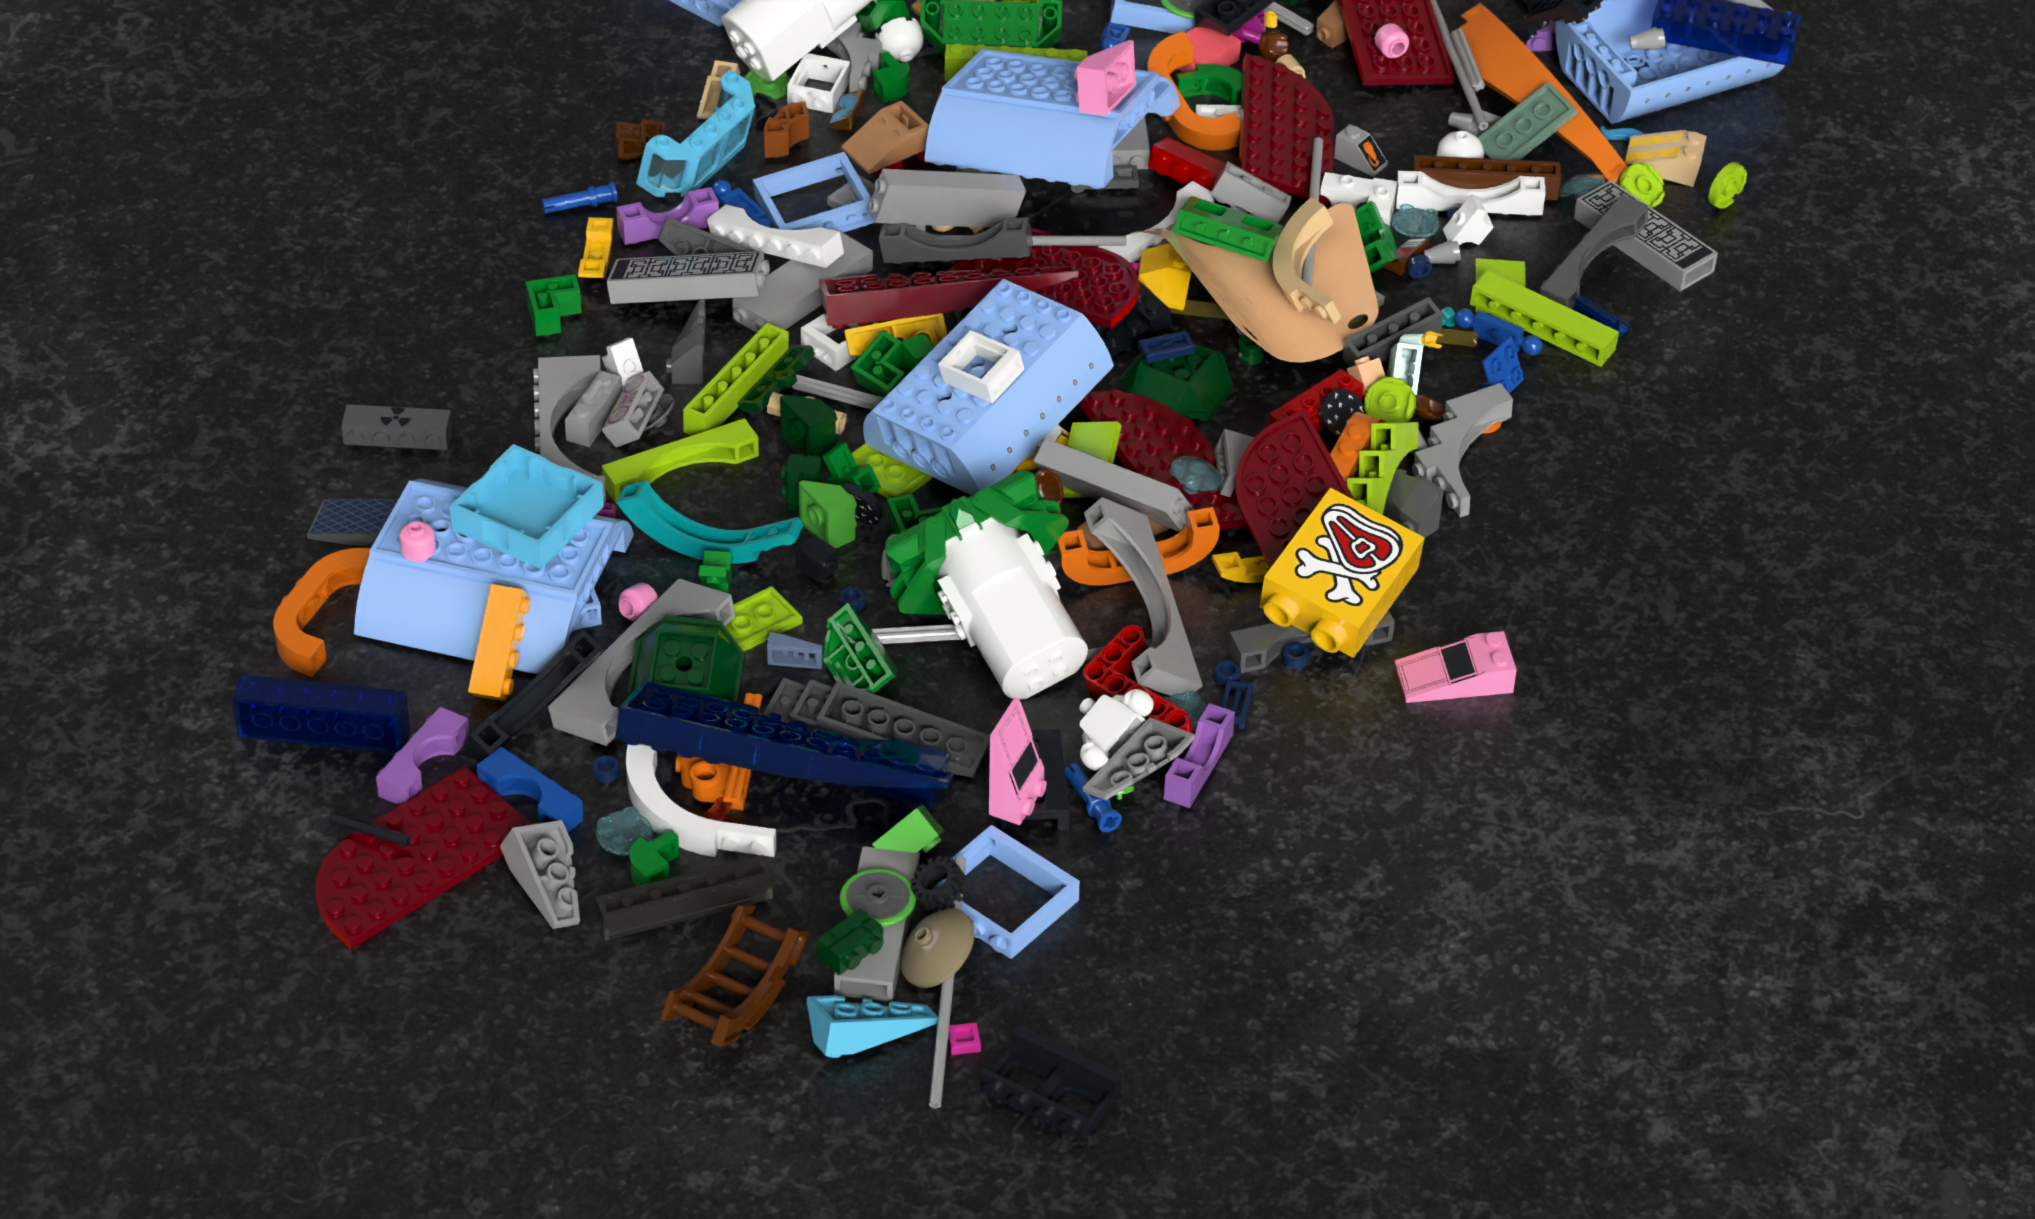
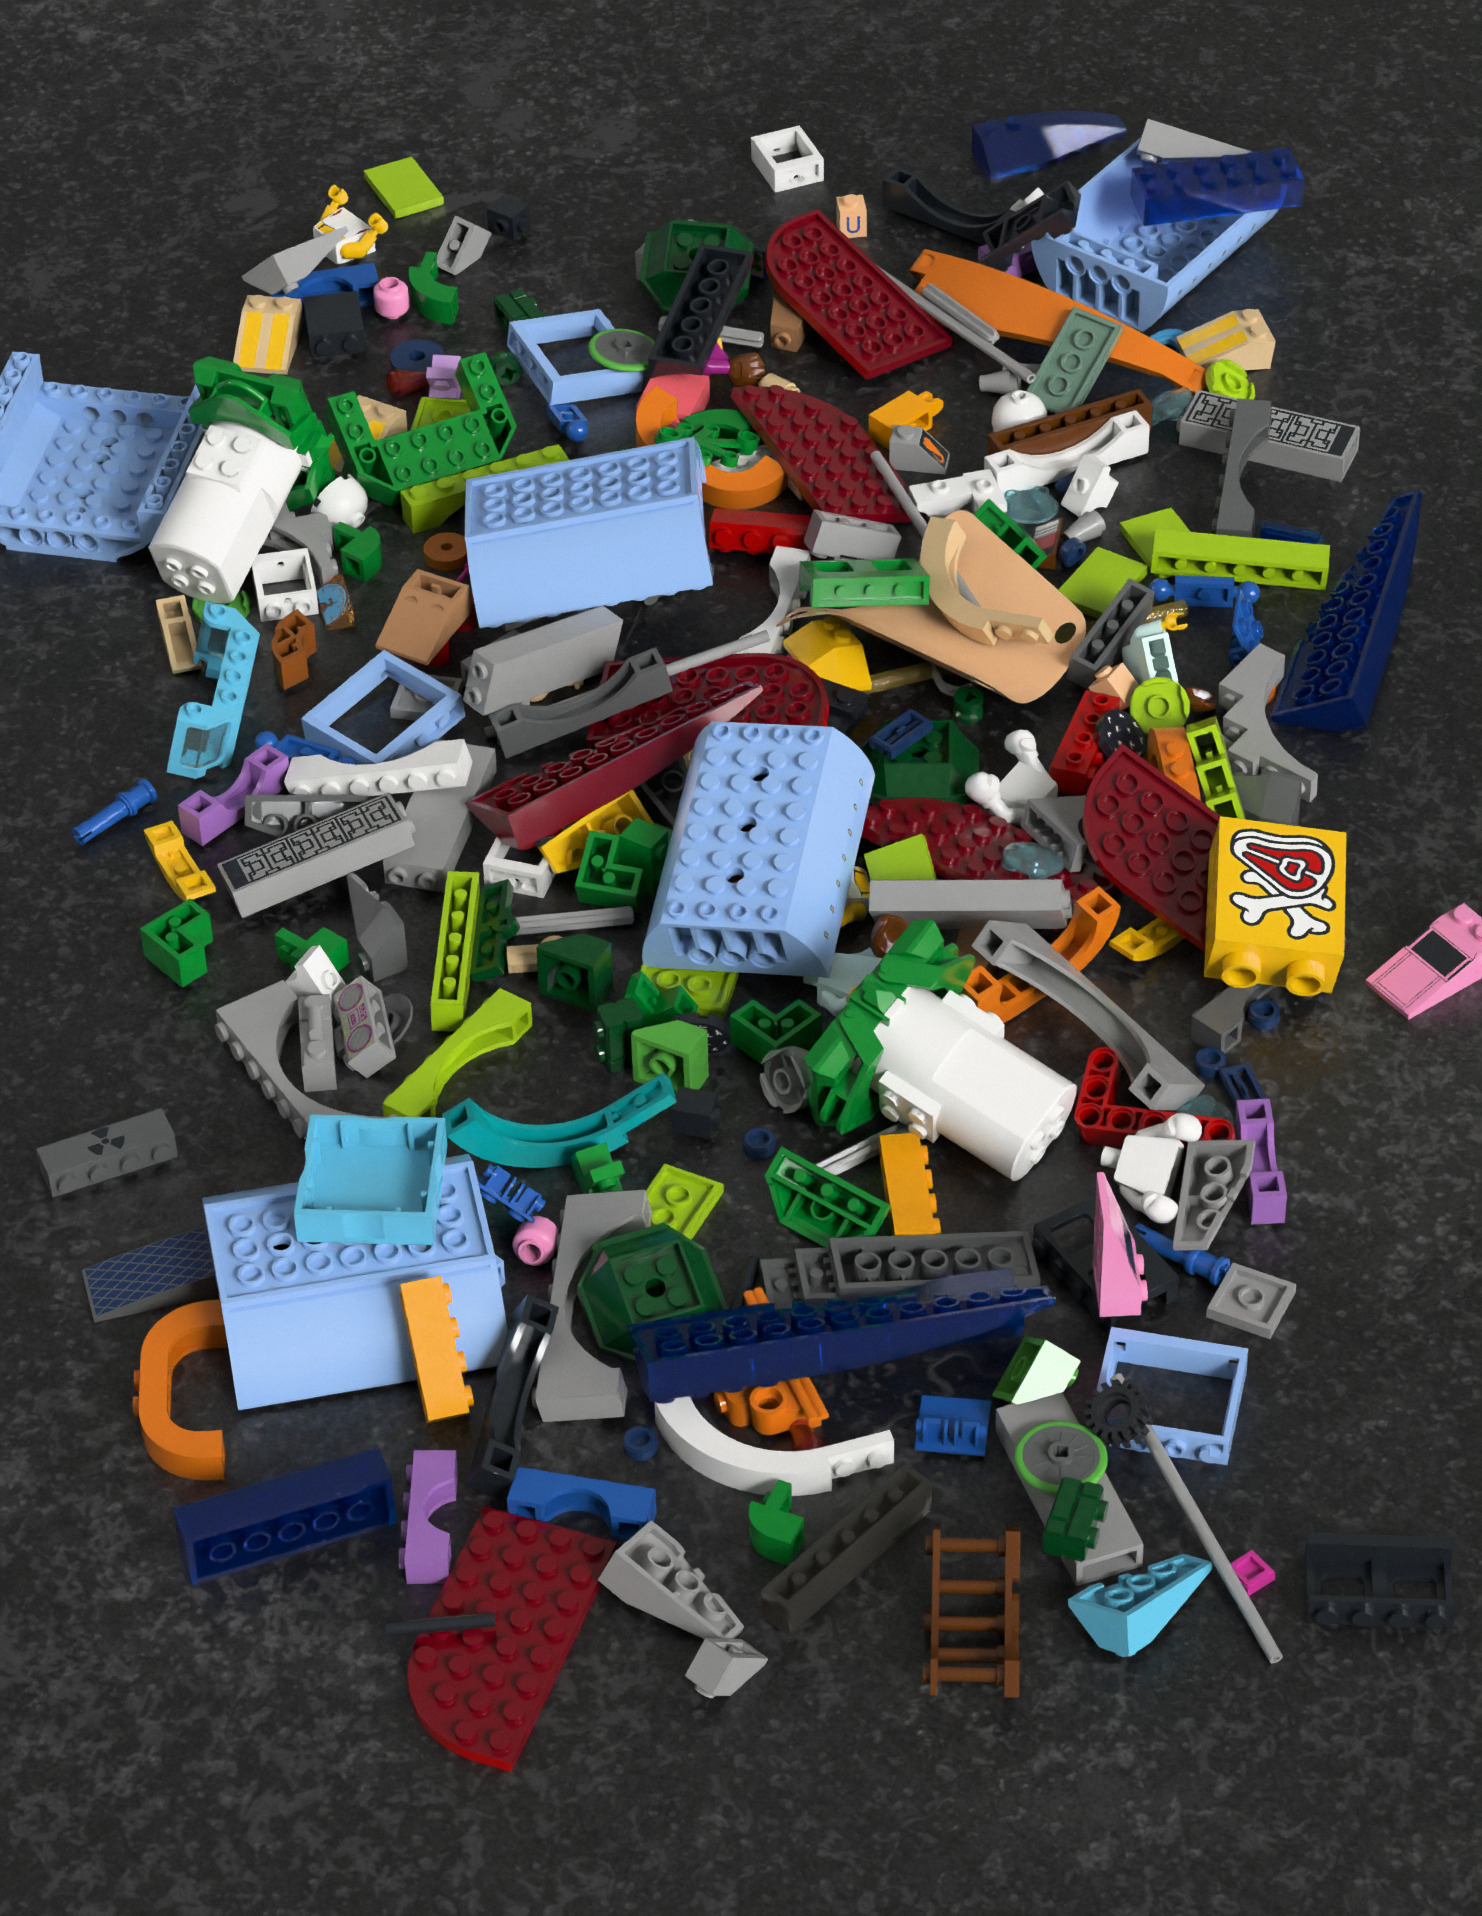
camera: 25 degrees left, 0 degrees up
(417, 541) = (279, 1269): bright pink head -> none
(541, 939) = (724, 1666): none -> light grey slope
(621, 829) = (717, 1505): clear light blue dish -> none
(632, 138) = (125, 722): reddish brown brick -> none
(636, 569) = (492, 1191): none -> blue hinge
(648, 344) = (291, 947): none -> green brick
(785, 651) = (738, 1227): sand blue slope -> none
(831, 847) = (952, 1425): none -> blue hinge
(929, 669) = (907, 1185): none -> light orange brick
(937, 947) = (1175, 1488): dark tan dish -> none
(998, 378) = (767, 804): white window -> none
(1105, 79) = (661, 464): bright pink slope -> none
(1119, 852) = (1251, 1300): none -> light grey tile
(1197, 87) = (710, 444): none -> green plant
(1244, 419) = (1022, 783): none -> white torso
(1373, 119) = (903, 410): none -> light orange brick
(1391, 40) = (873, 320): bright pink head -> none
(1437, 286) = (1100, 580): none -> lime tile
(1576, 416) = (1345, 652): none -> clear blue wedge
(1649, 39) = (1150, 225): light grey cone -> none
(1727, 184) = (1315, 353): lime tile -> none

